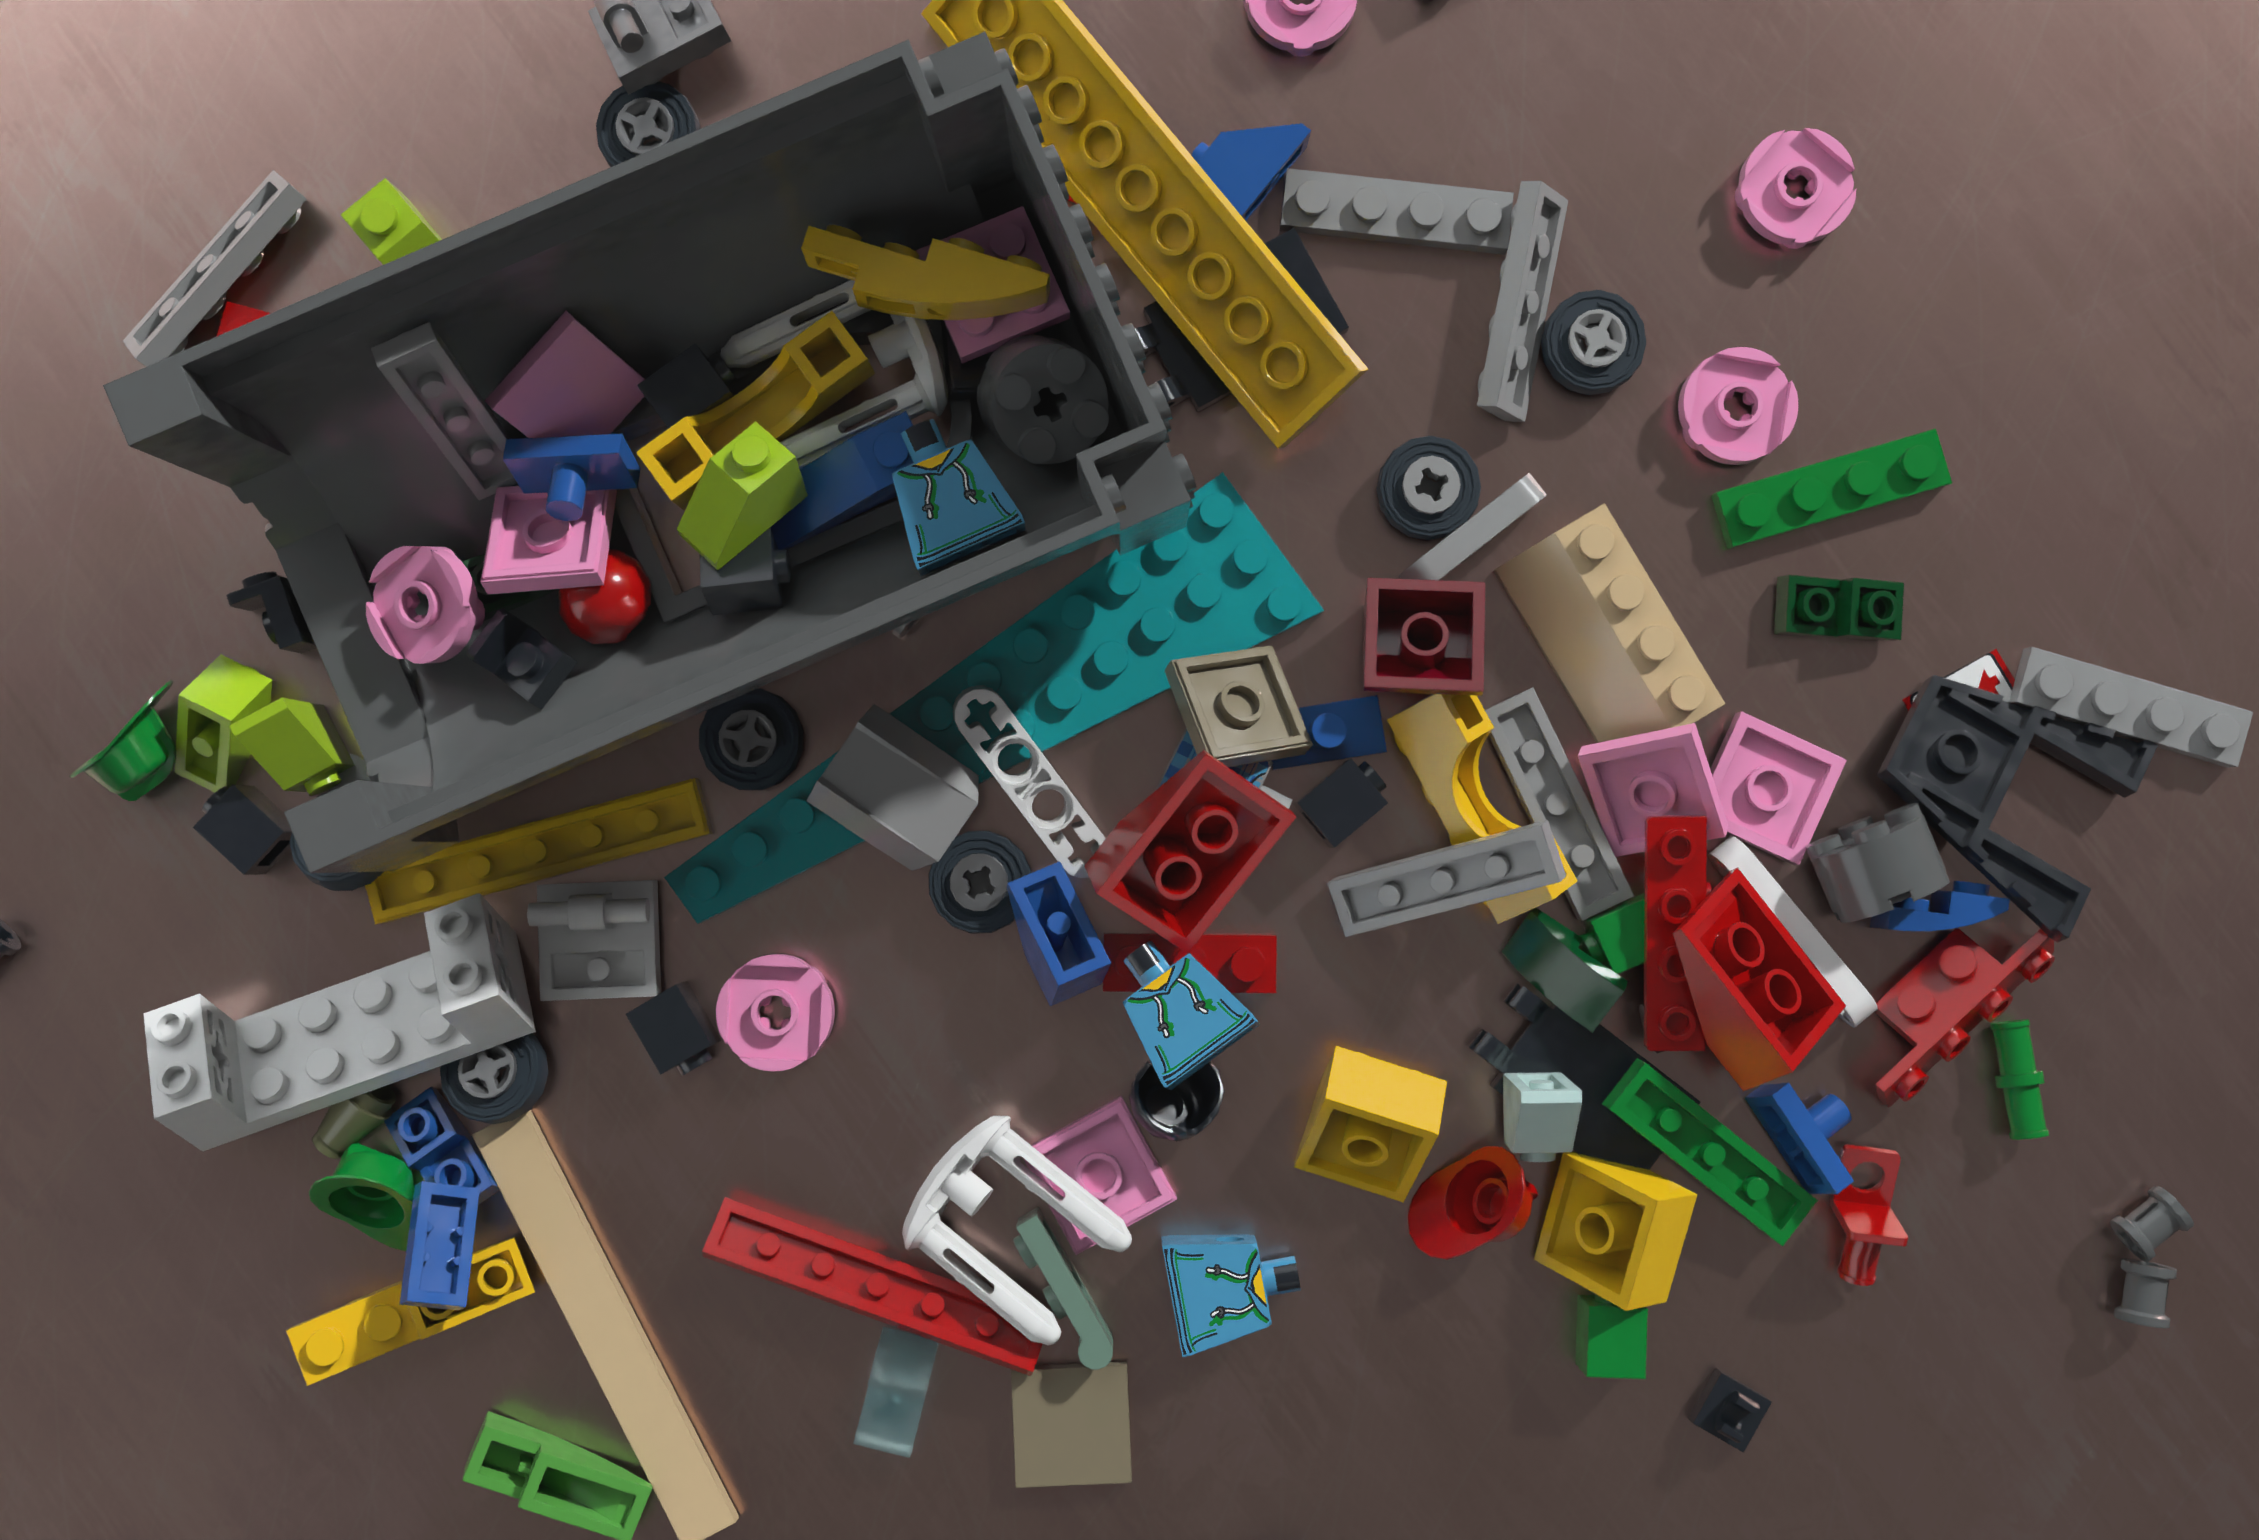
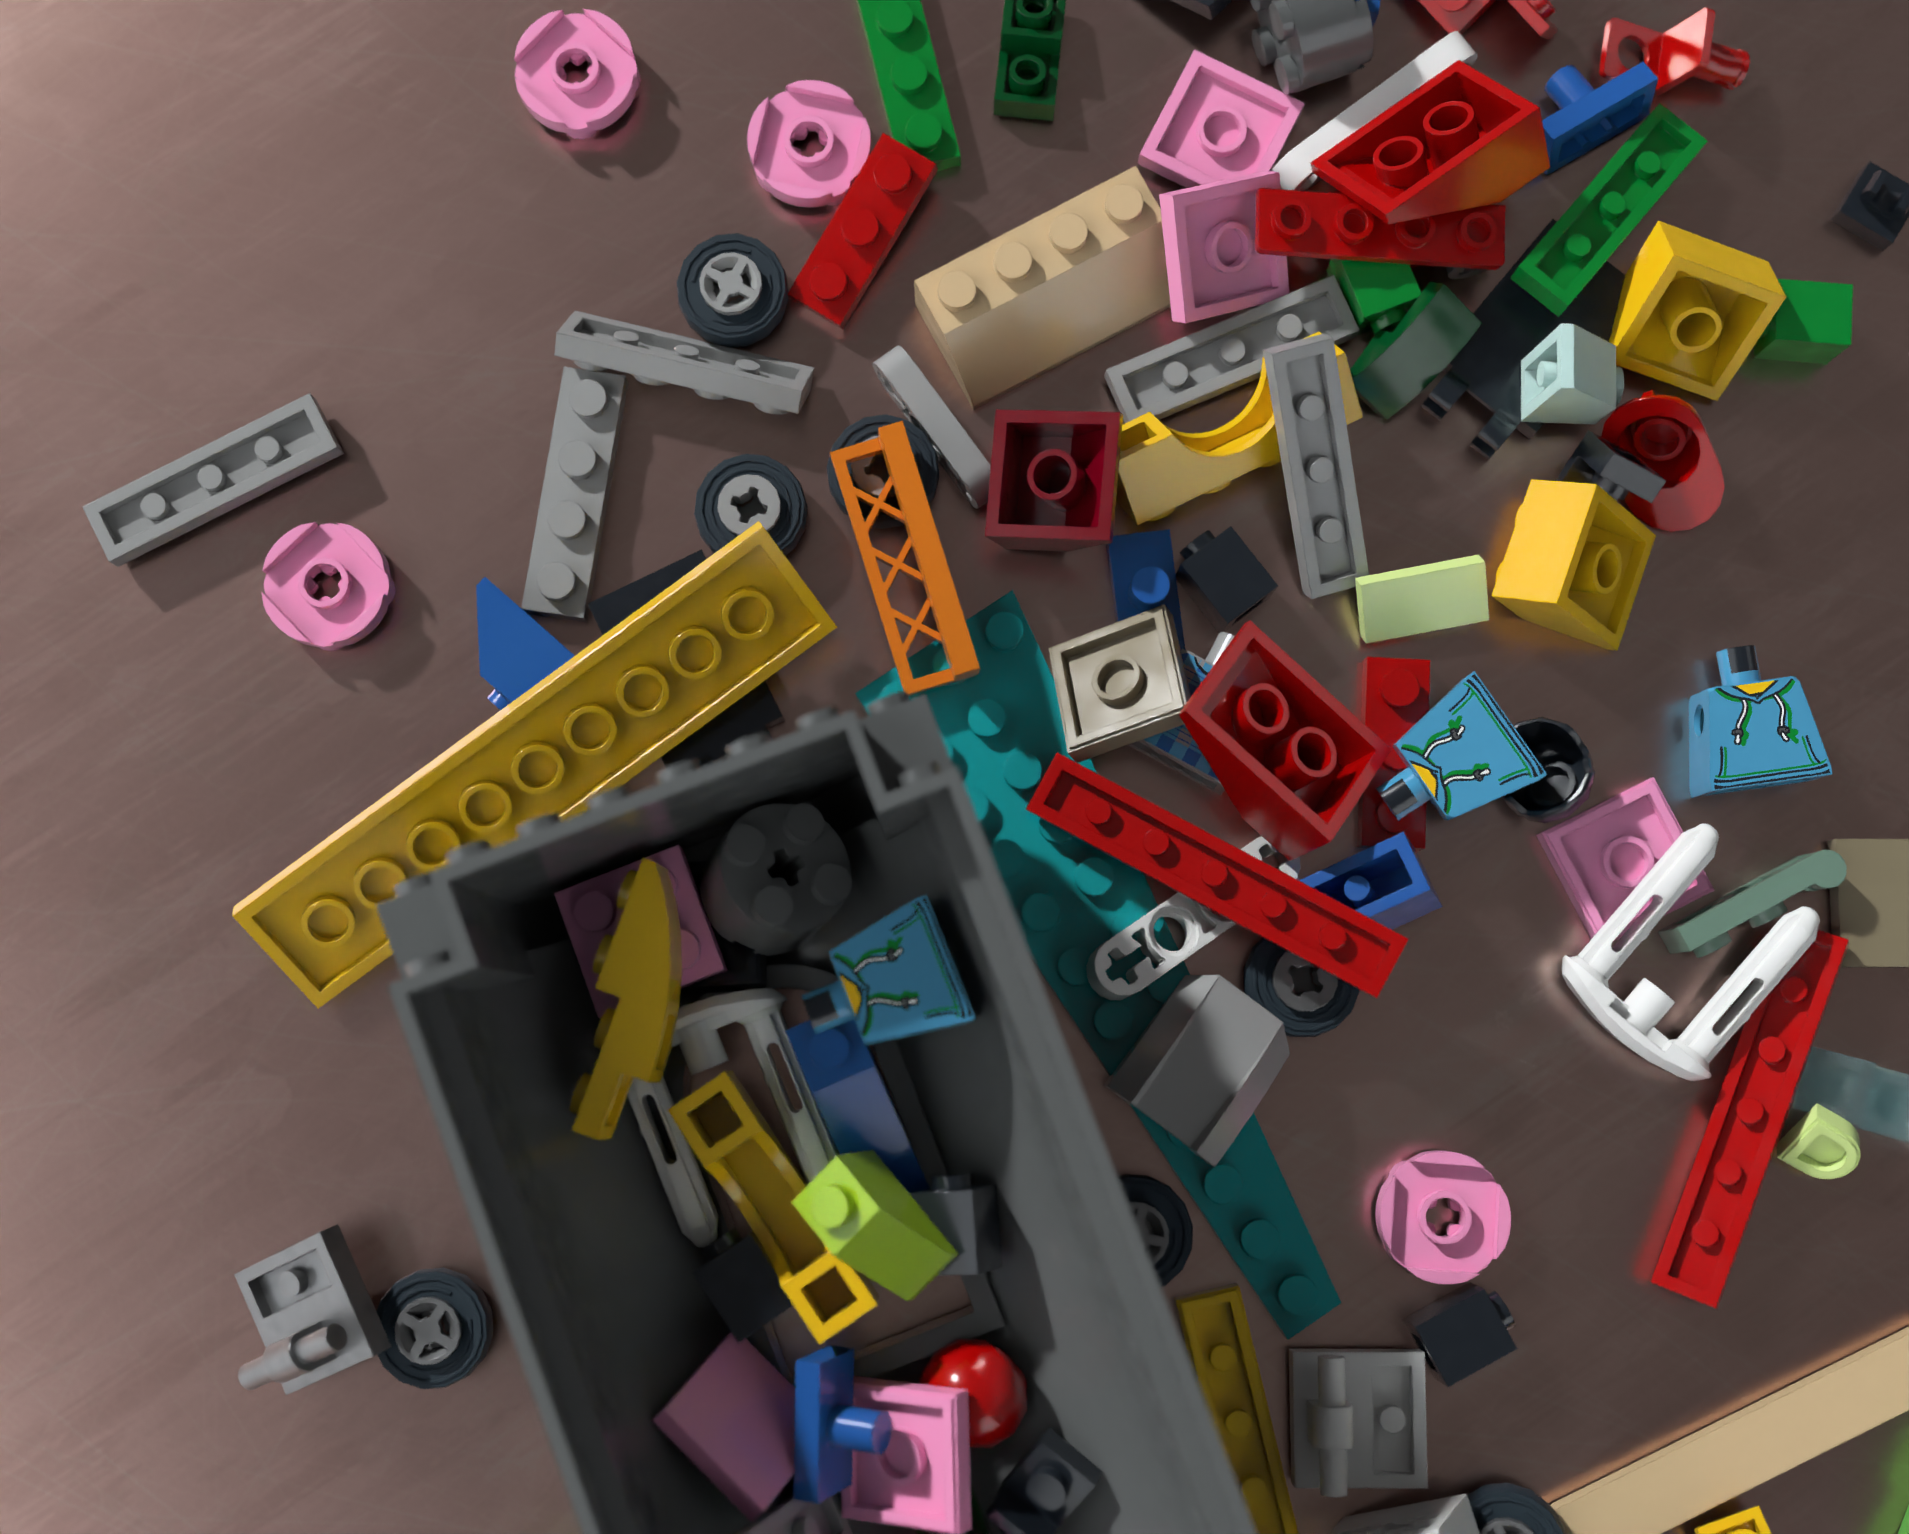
camera: 85 degrees left, 5 degrees down
(850, 1351) = (1821, 1145): none -> yellowish green tile
(1064, 795) = (1217, 875): none -> red plate
(1332, 984) = (1422, 599): none -> yellowish green tile
(1350, 525) = (928, 552): none -> orange fence
(1382, 391) = (738, 481): none -> black wheel
(1456, 1152) = (1612, 469): none -> black bracket
(1655, 458) = (863, 230): none -> red plate

